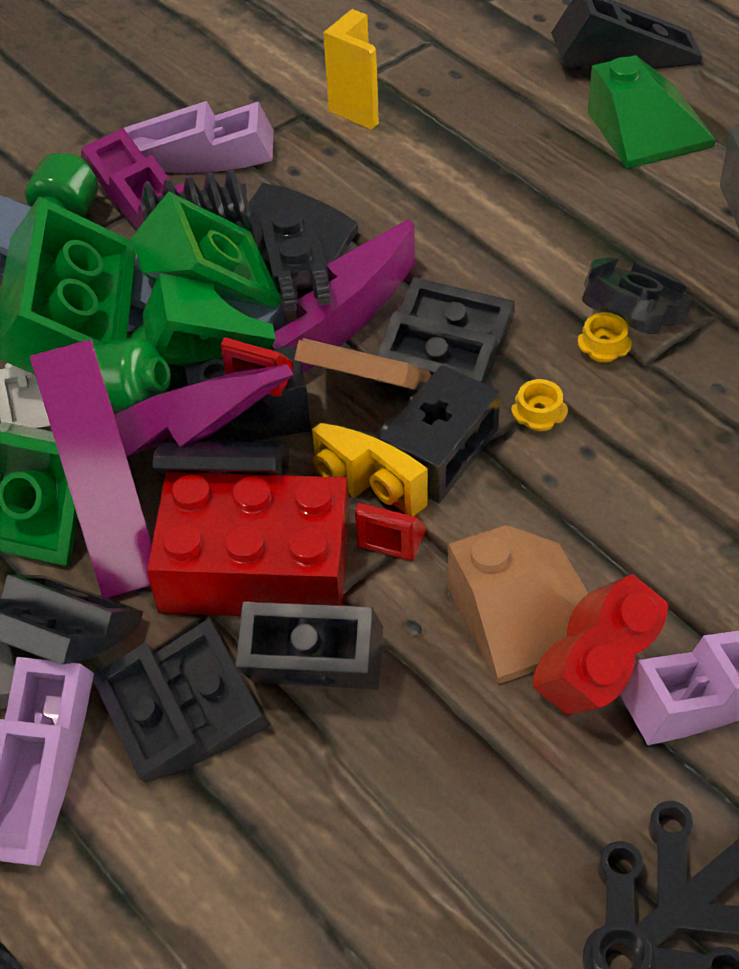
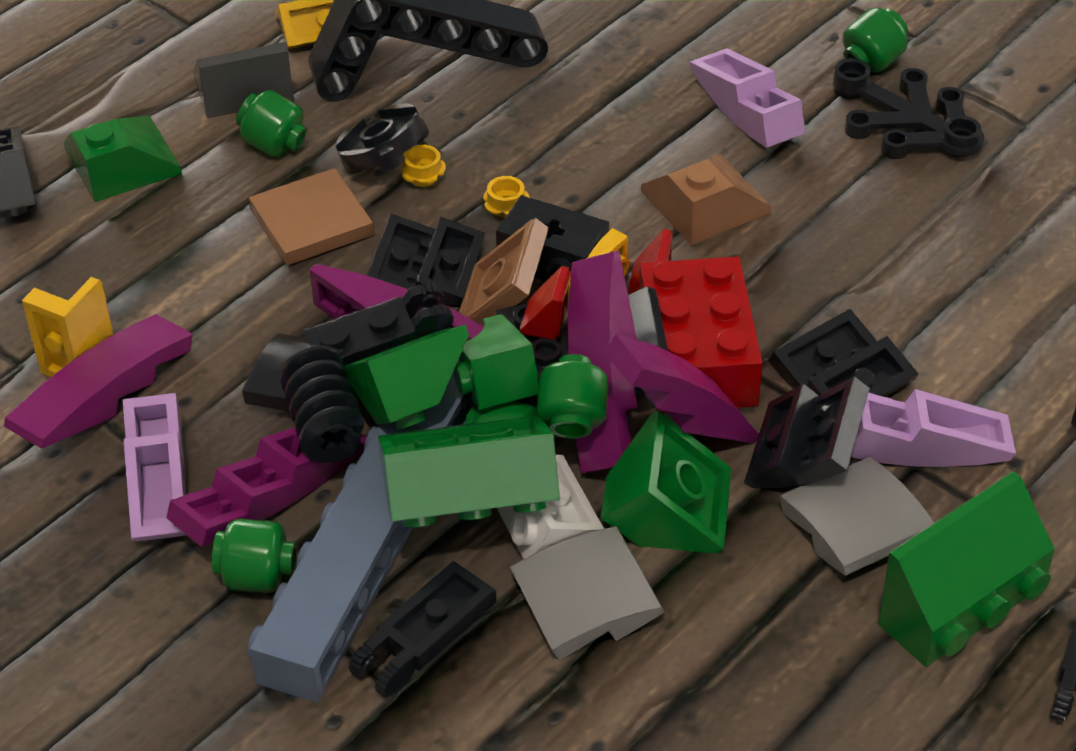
camera: 100 degrees left, 5 degrees down
(310, 645) = (792, 278): black brick -> none
(314, 104) = (92, 383): none -> magenta slope
(533, 251) = (311, 216): none -> medium nougat tile
(600, 646) = (751, 135): red brick -> none
(678, 213) = (271, 123): none -> green head

